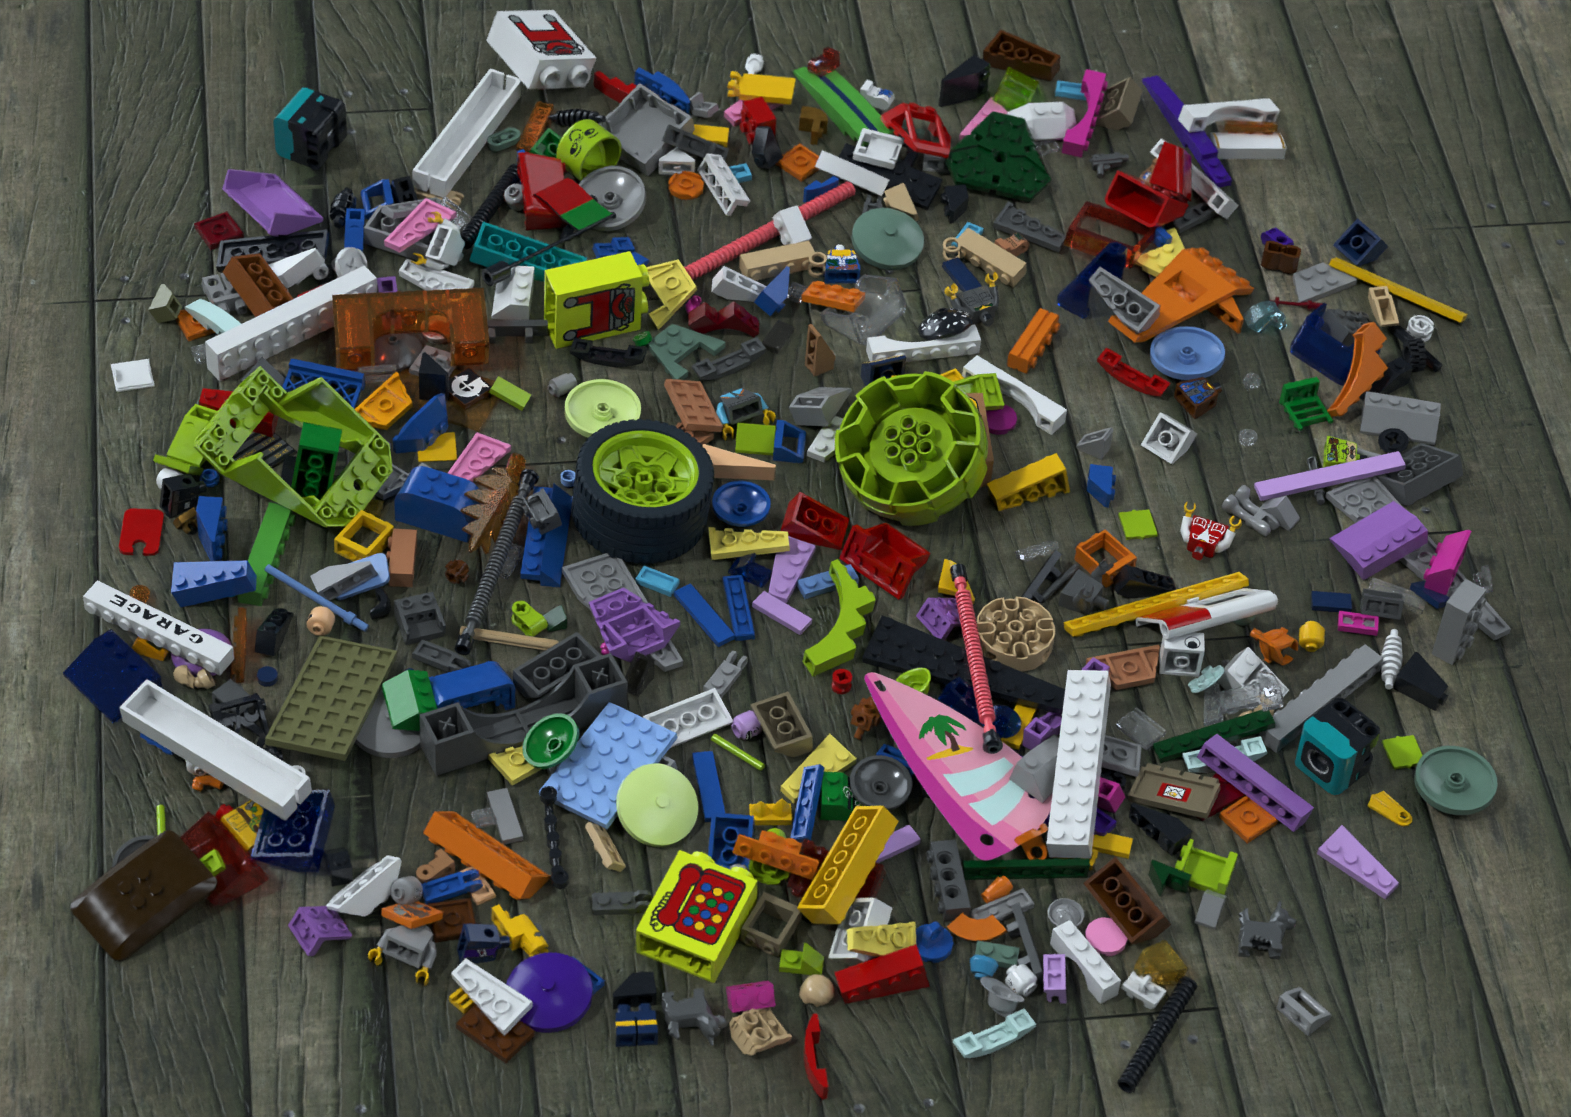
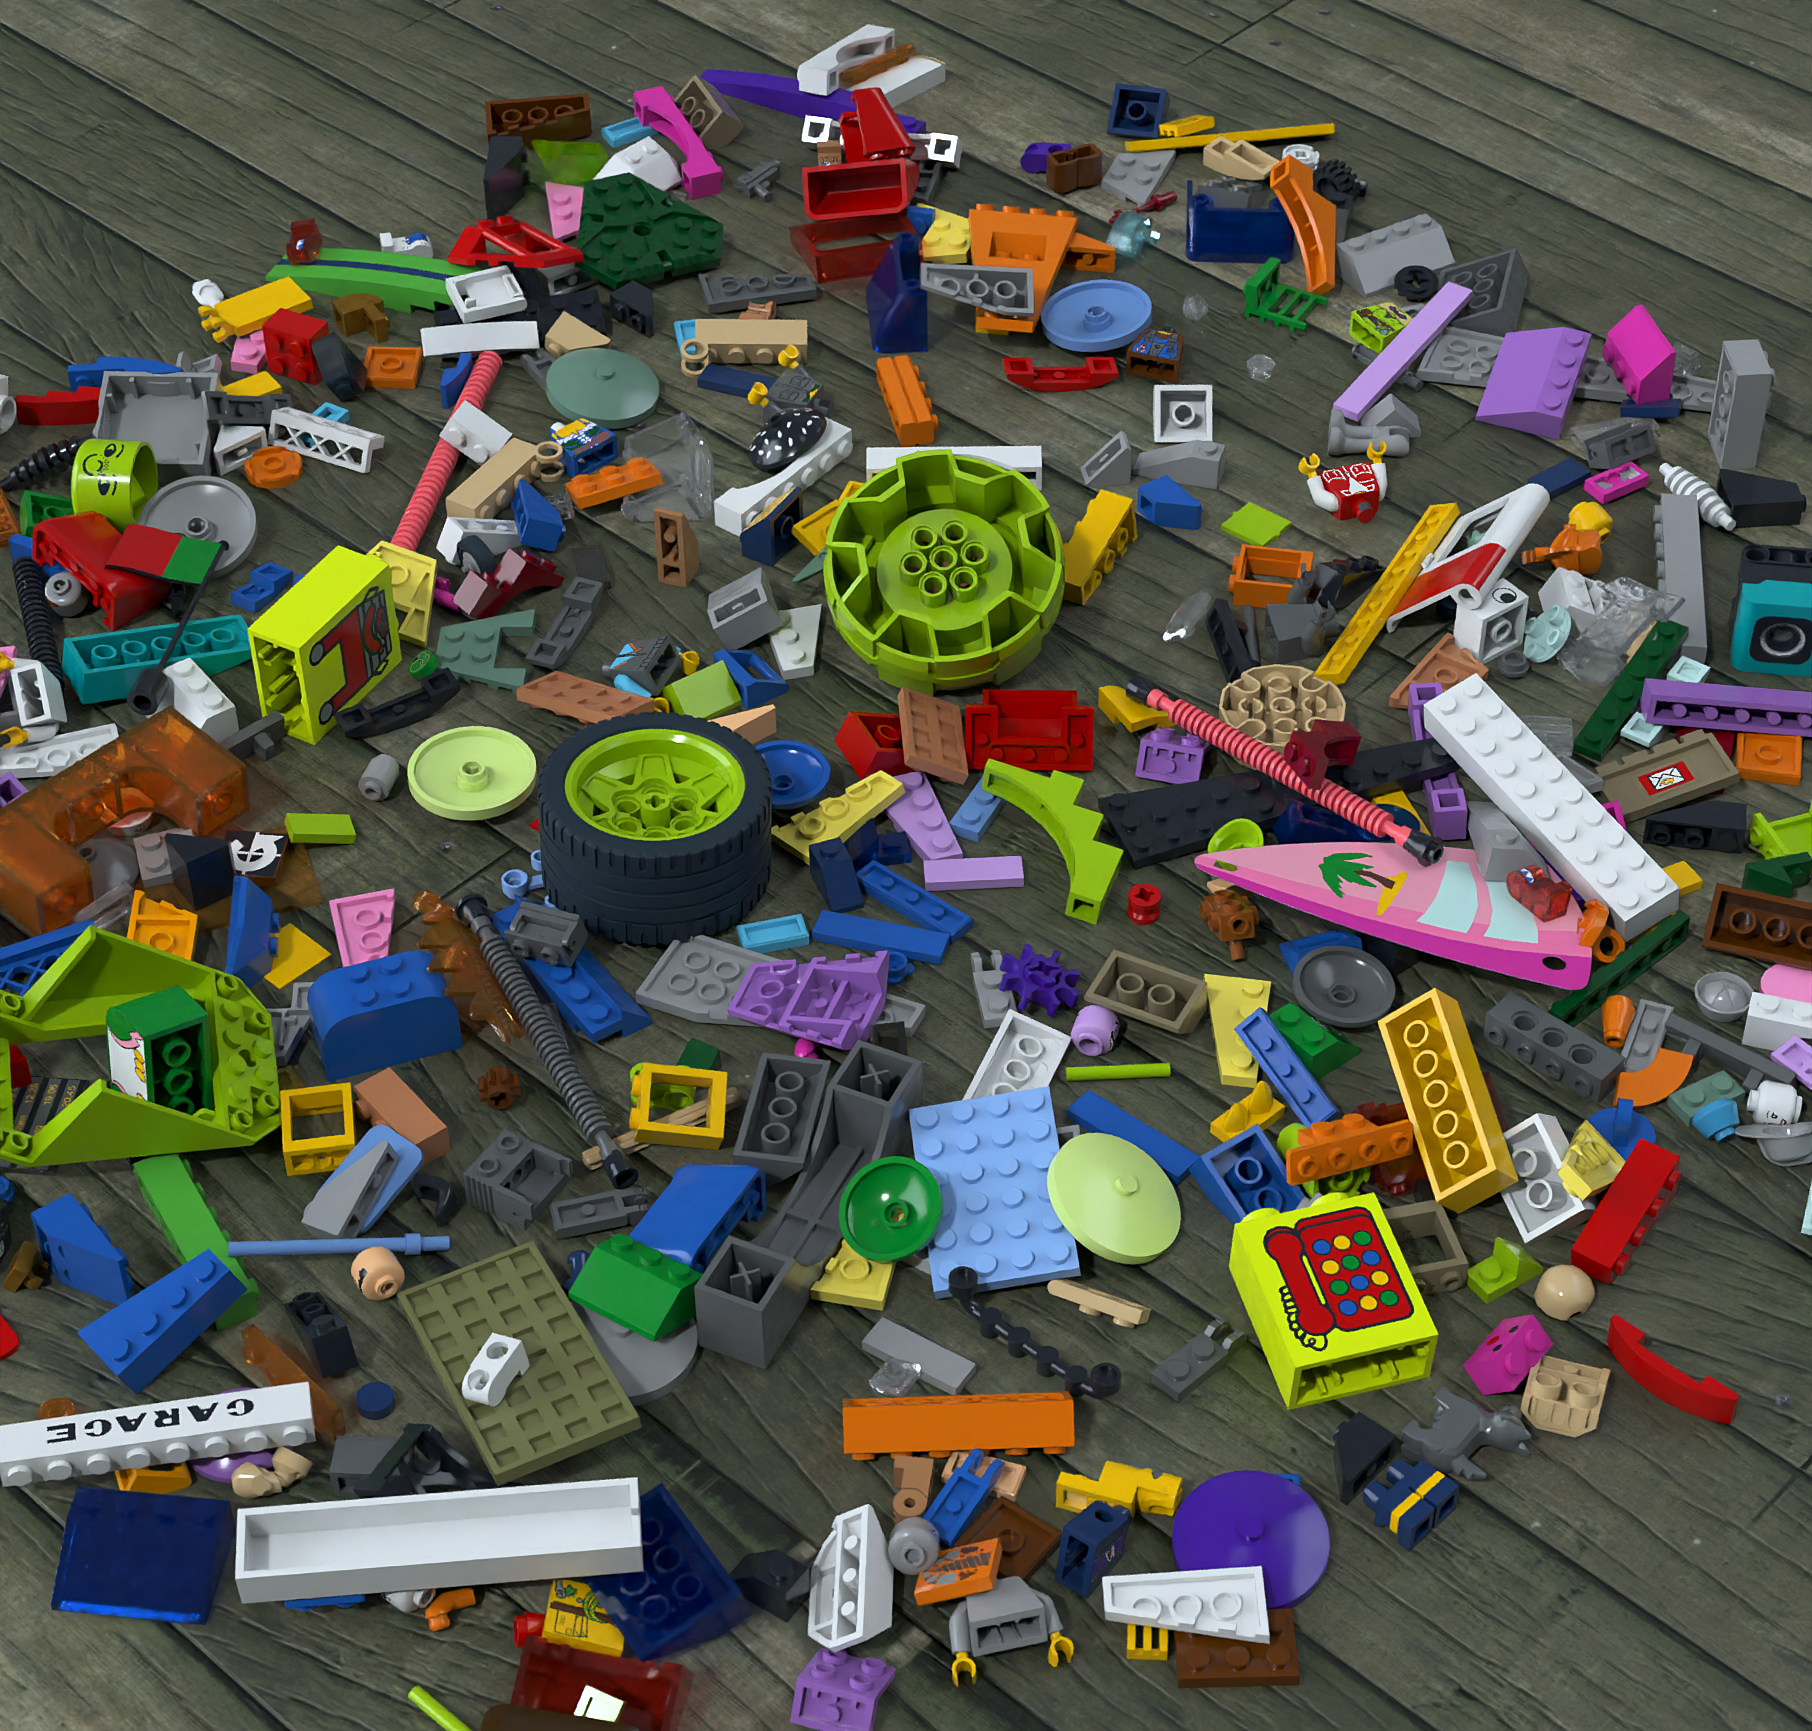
camera: 35 degrees left, 5 degrees down
(310, 694) = (494, 1370): none -> white leg
(532, 646) = (672, 1134): none -> yellow window
(692, 633) = (898, 968): none -> blue plate
(713, 571) = (835, 875): none -> dark blue slope
(720, 298) = (475, 555): none -> black wheel
(747, 683) = (1039, 980): none -> dark purple gear
(830, 531) = (932, 736): none -> nougat plate
(988, 657) = (1324, 746): none -> dark red arch
(1022, 799) = (1539, 893): none -> clear red leg
(1137, 467) = (1187, 463): none -> light grey slope
(1175, 684) = (1513, 664): none -> dark grey plate
(1380, 268) = (1186, 125): none -> yellow tile

